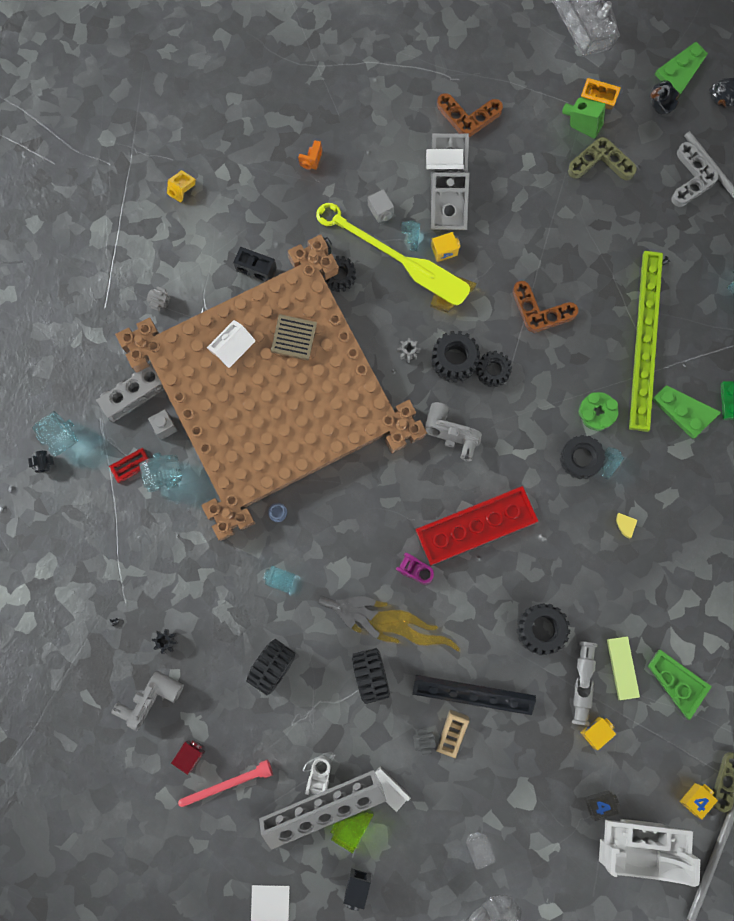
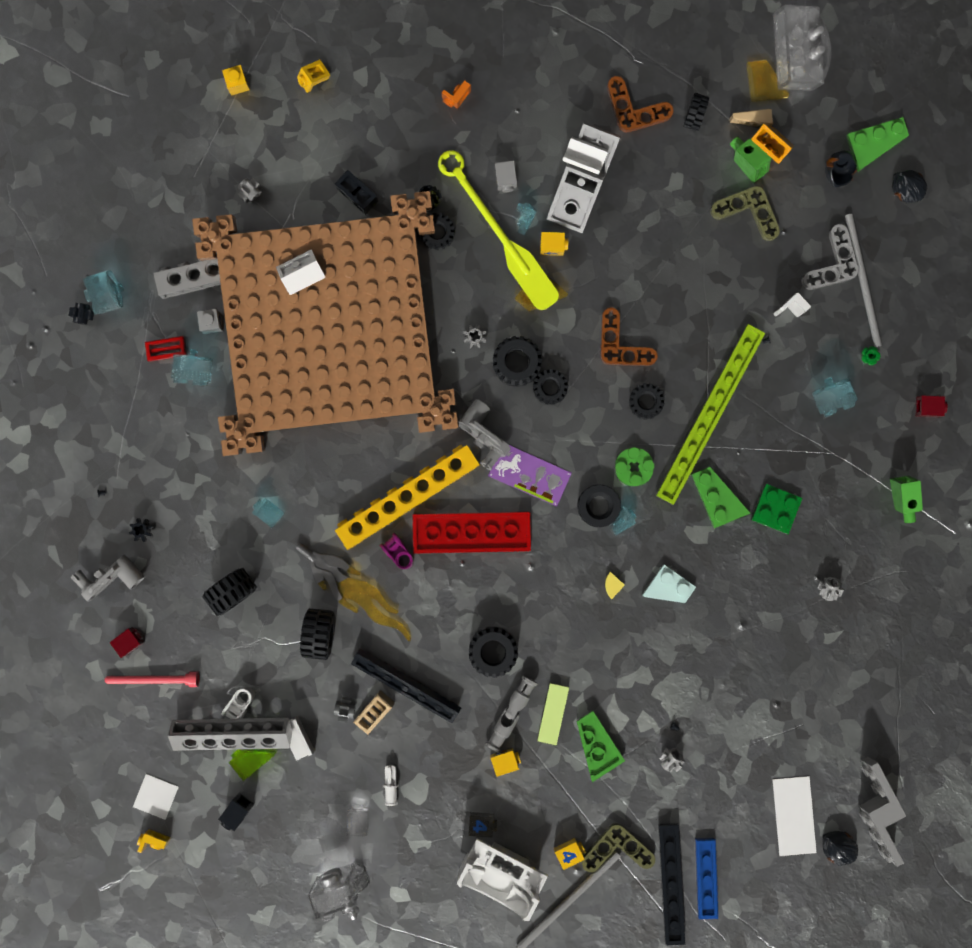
camera: 15 degrees right, 10 degrees up
(113, 211) = (235, 80): none -> yellow brick
(277, 512) = (289, 448): sand blue plate -> none
(293, 337) = (363, 288): dark tan tile -> none
(438, 457) = (351, 539): none -> yellow brick
(497, 800) = (390, 785): none -> white axle
(509, 454) = (531, 475): none -> medium lavender sticker
(523, 95) = (696, 111): none -> black tyre
(567, 57) = (763, 82): none -> clear yellow wing
(570, 86) = (753, 118): none -> tan slope
(585, 339) = (658, 401): none -> black tyre
(677, 506) = (669, 586): none -> light aqua wing
(679, 219) = (796, 304): none -> white panel

